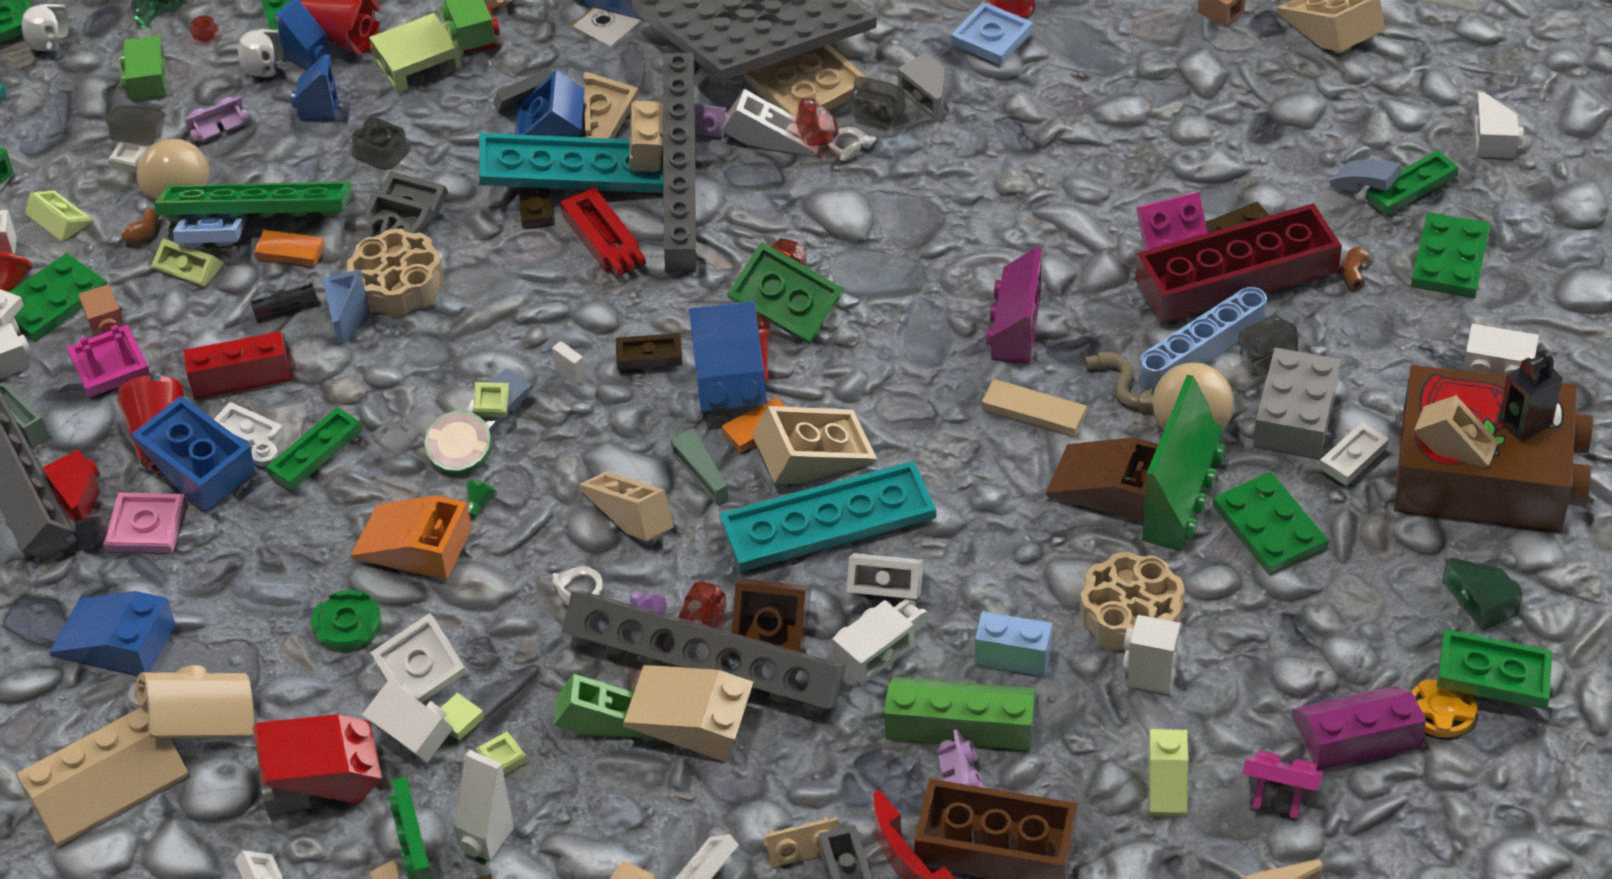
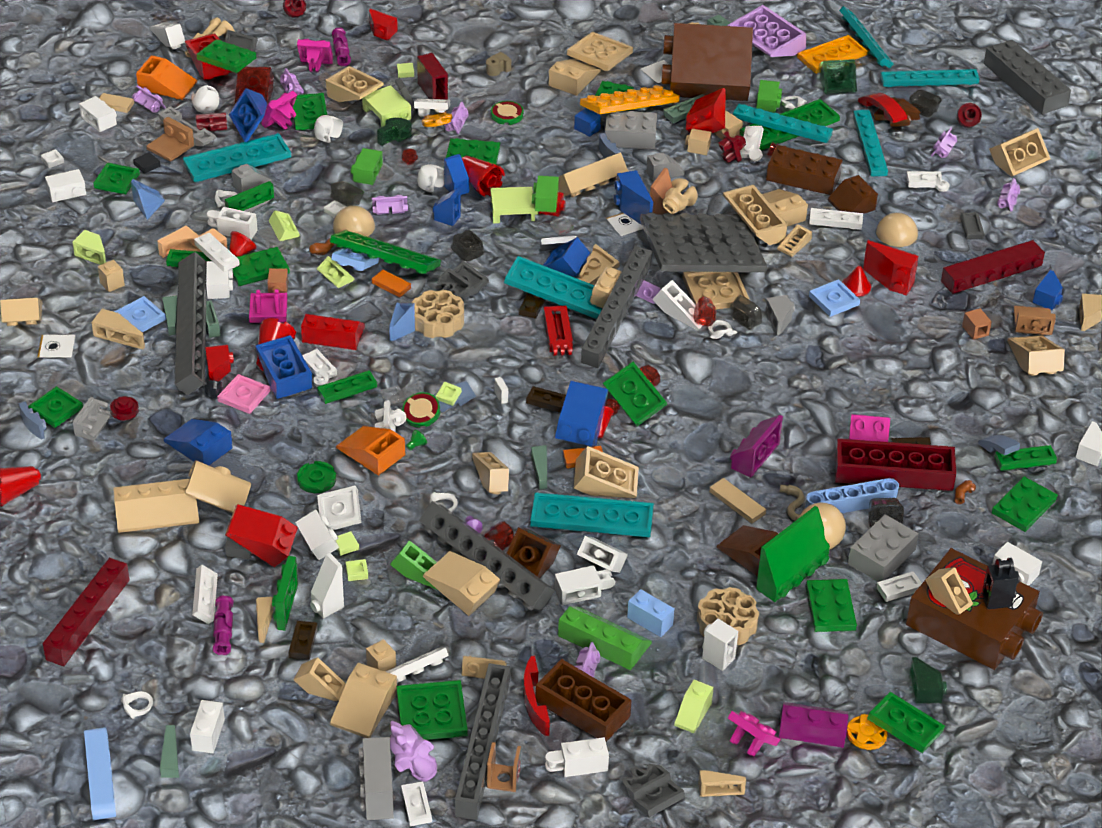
camera: 20 degrees right, 5 degrees down
(284, 301) = (373, 309): black pin -> none
(418, 474) = (389, 418): none -> white hips

